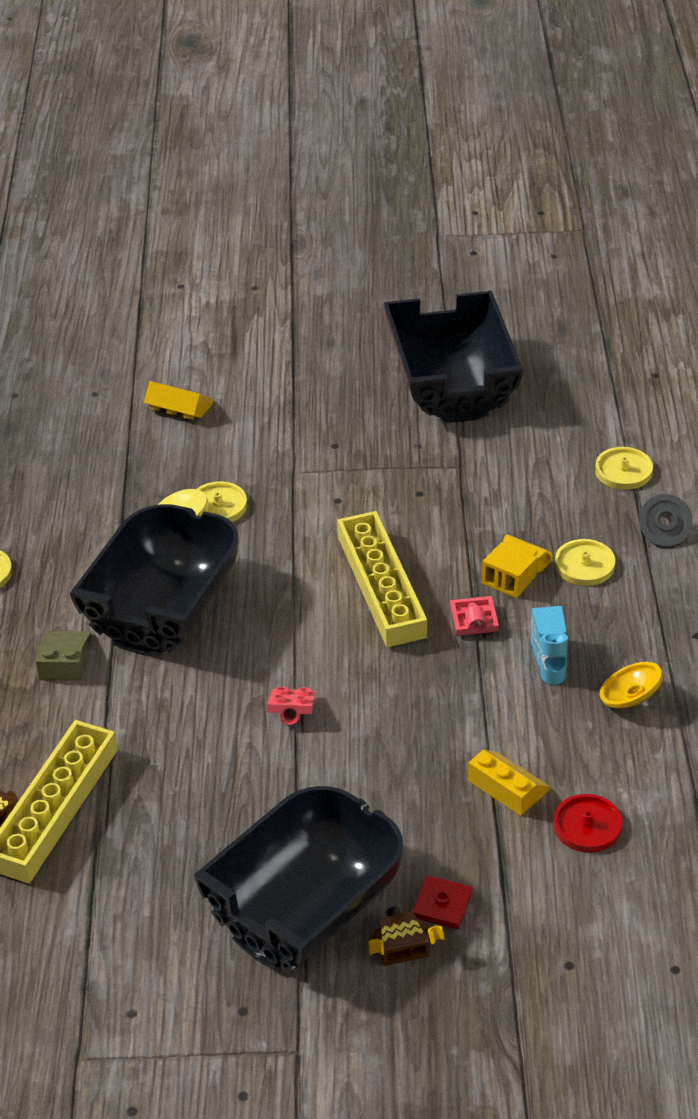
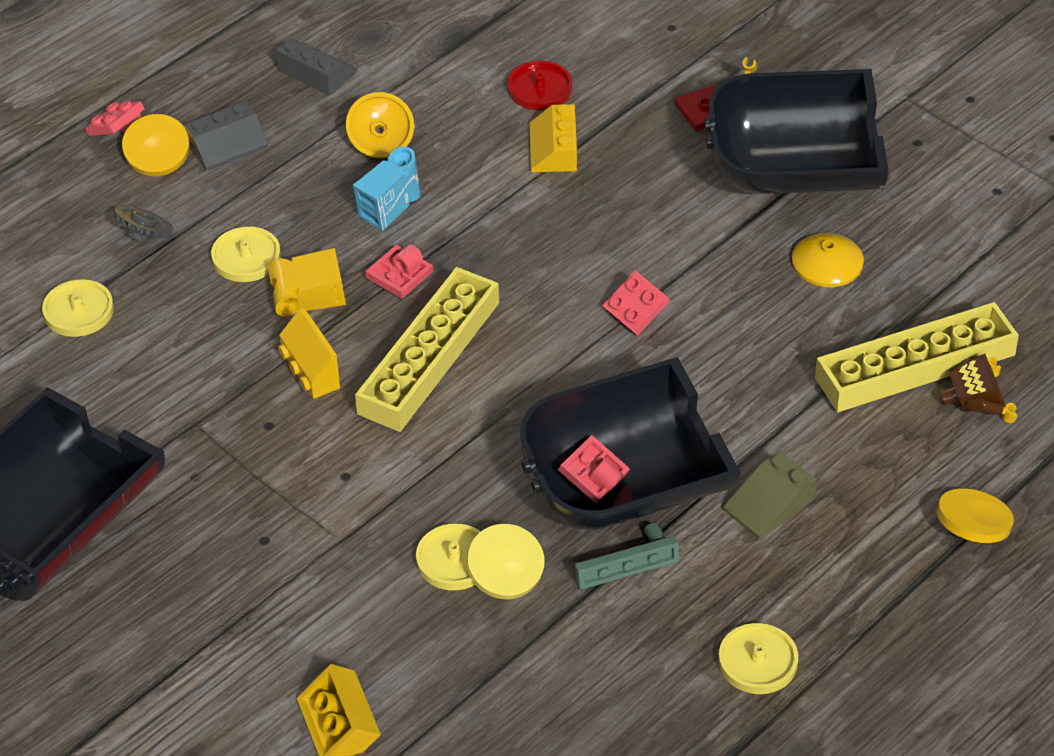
camera: 135 degrees left, 5 degrees up
(183, 577) = (594, 469): none -> coral plate
(198, 842) = (827, 260): none -> yellow dish
(442, 527) = (309, 355): none -> yellow slope

